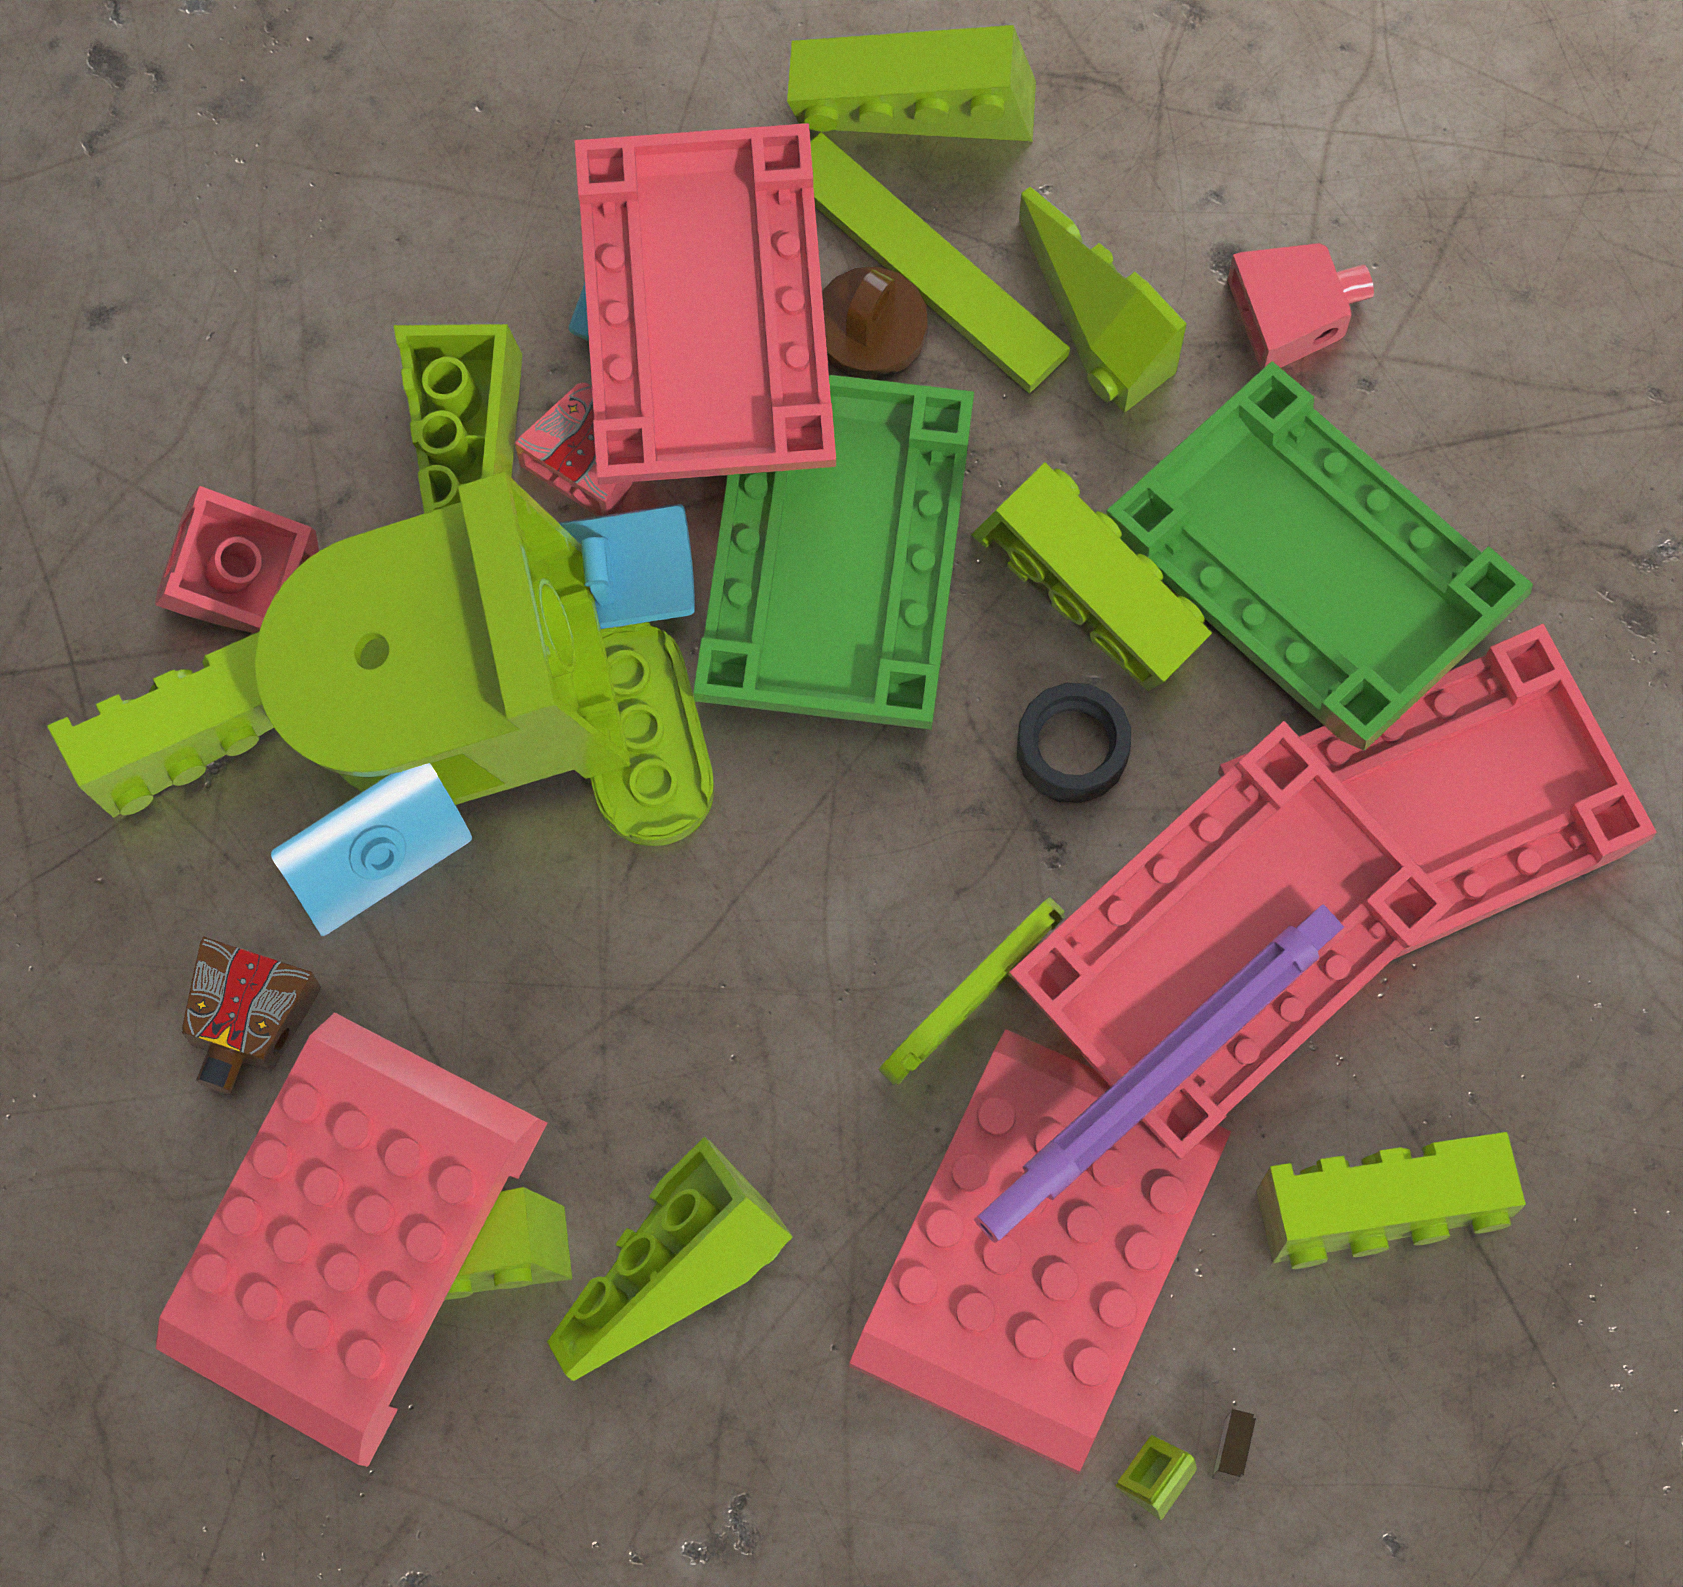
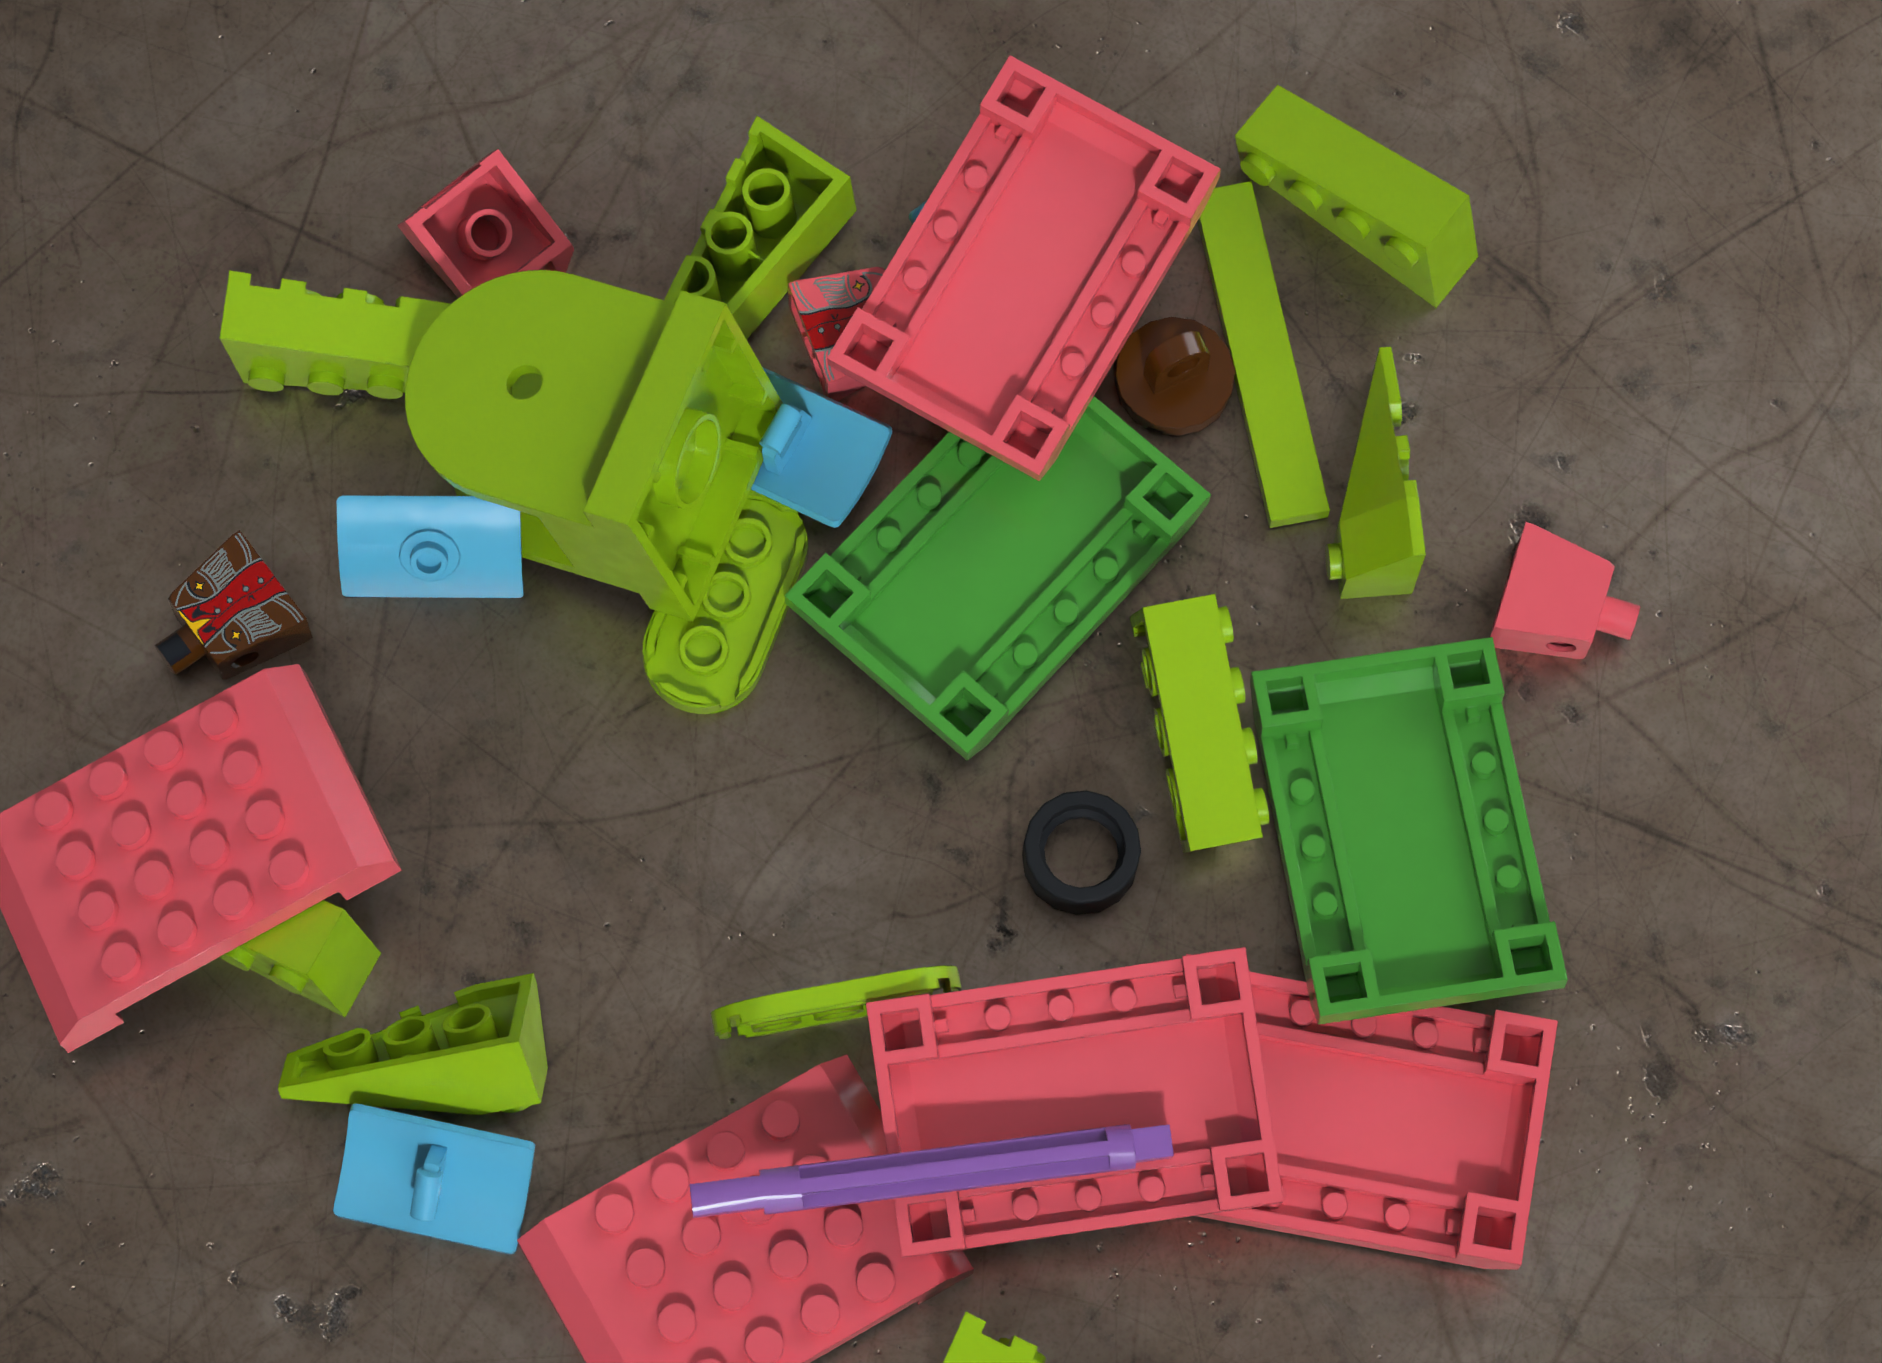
camera: 30 degrees right, 0 degrees up
(746, 1360) = (434, 1179): none -> medium azure shield

